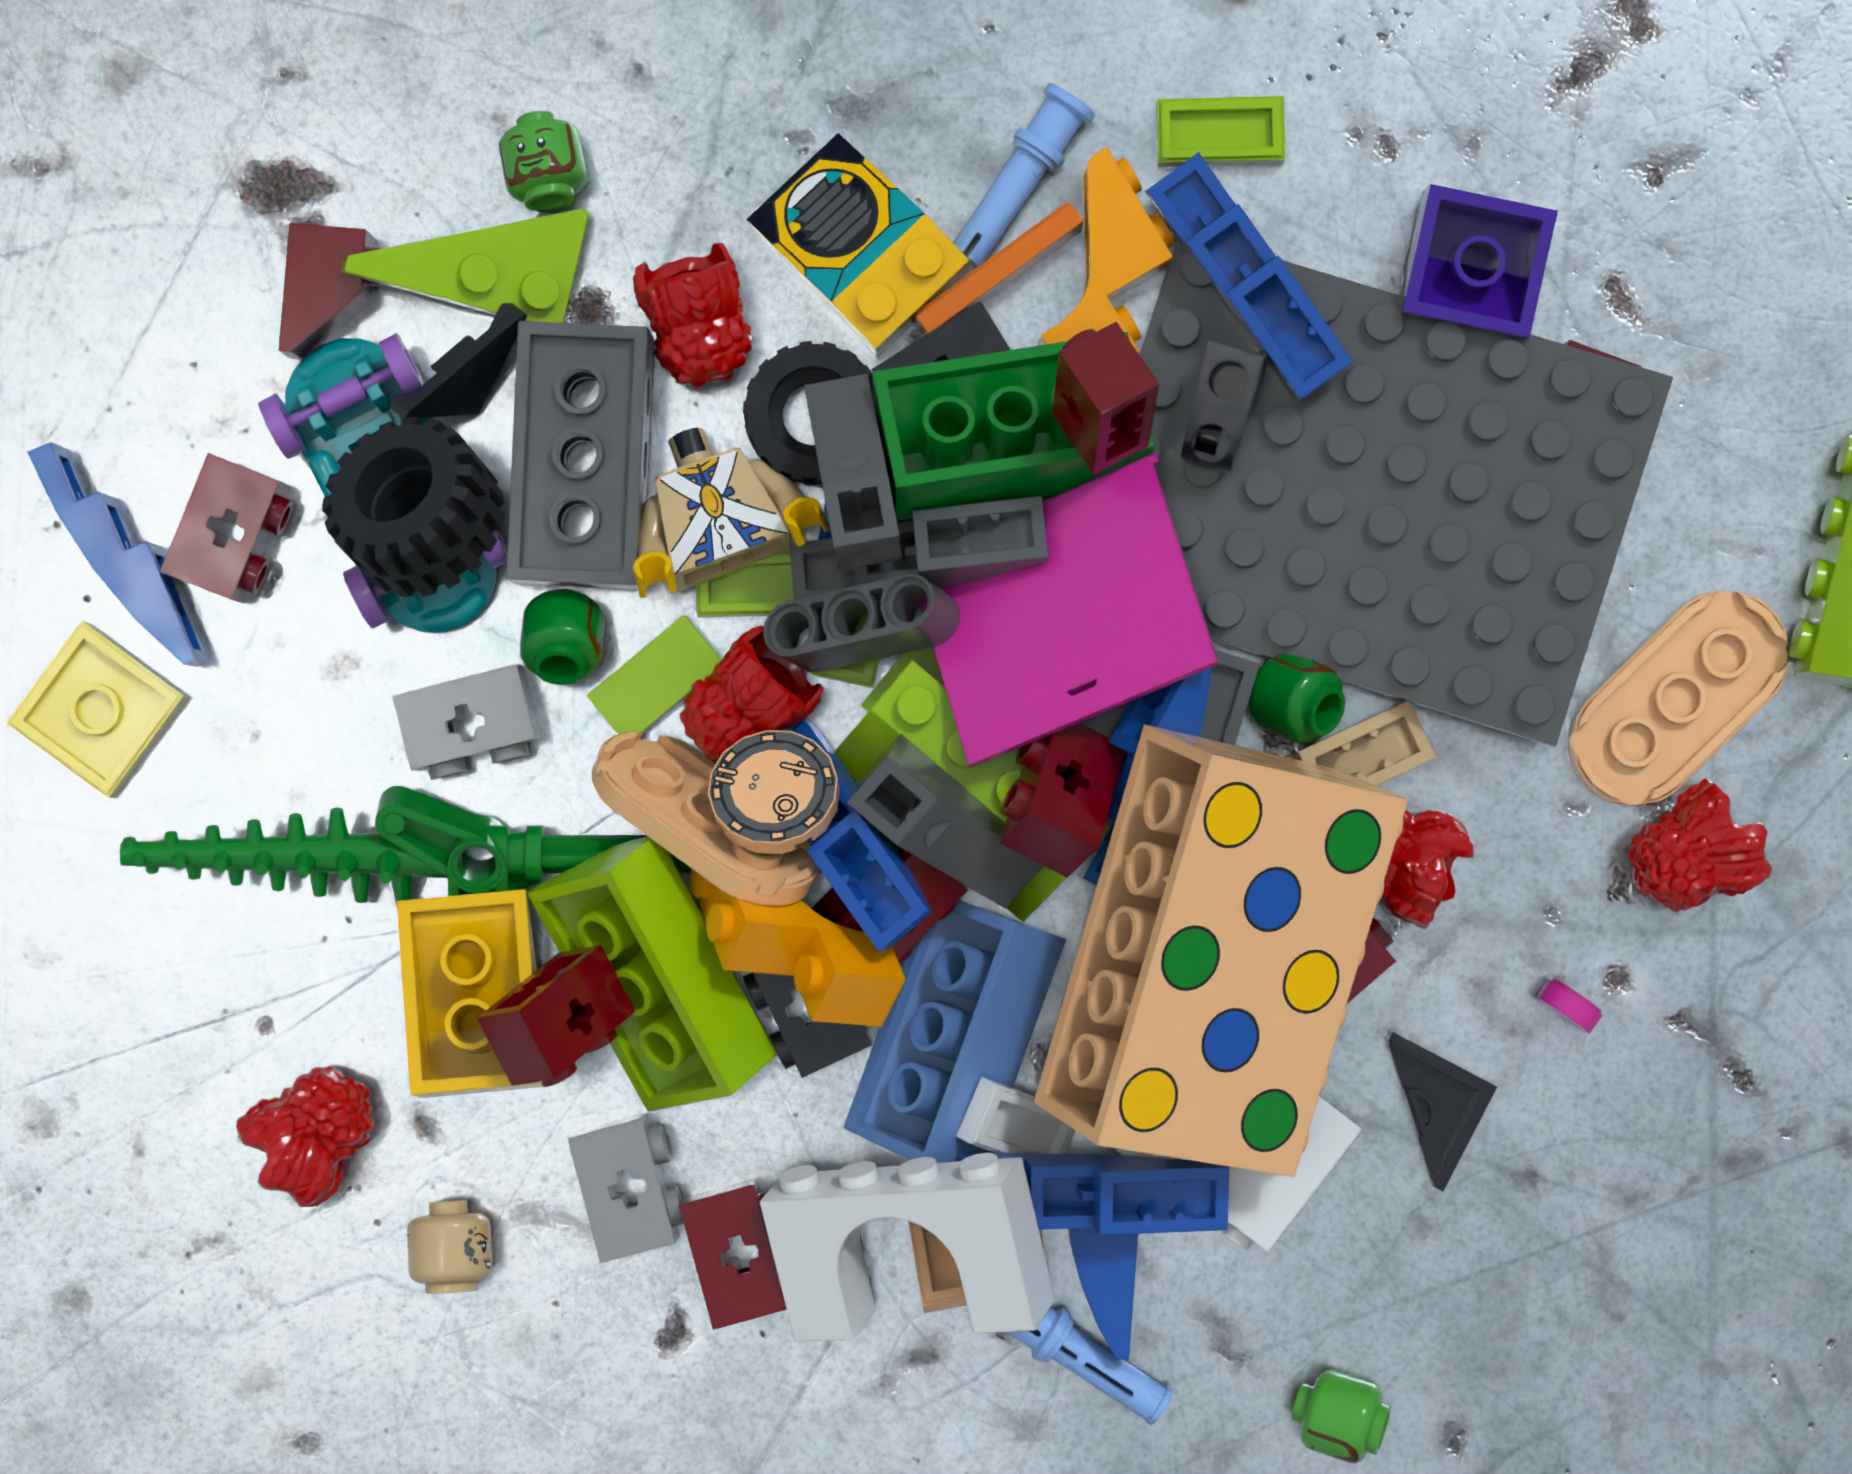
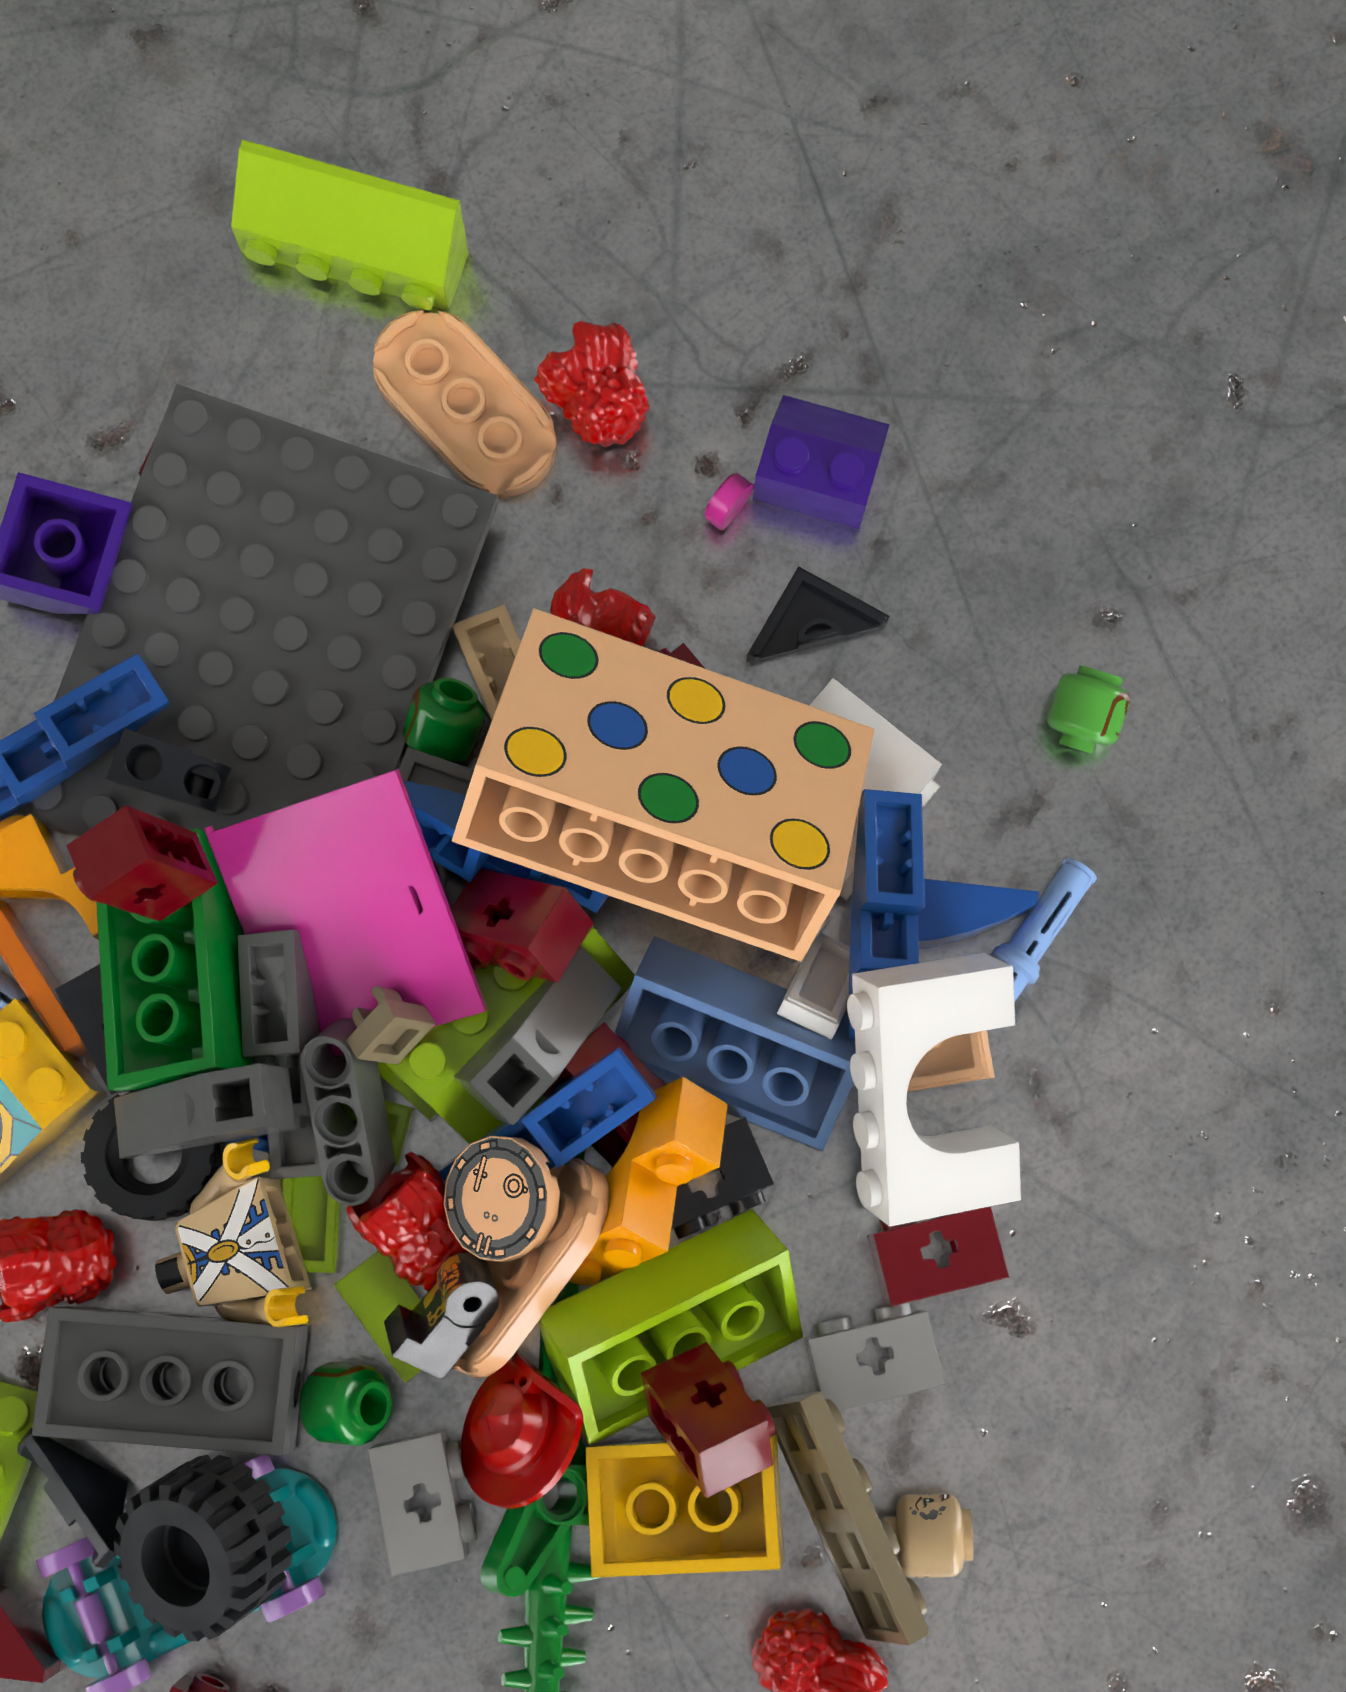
camera: 95 degrees left, 10 degrees down
(473, 1155) = (854, 1536): none -> dark tan plate
(534, 819) = (518, 1435): none -> red hat
(651, 738) = (446, 1317): none -> leg
(944, 666) = (389, 1029): none -> dark tan tile
(1626, 1110) = (819, 461): none -> dark purple slope

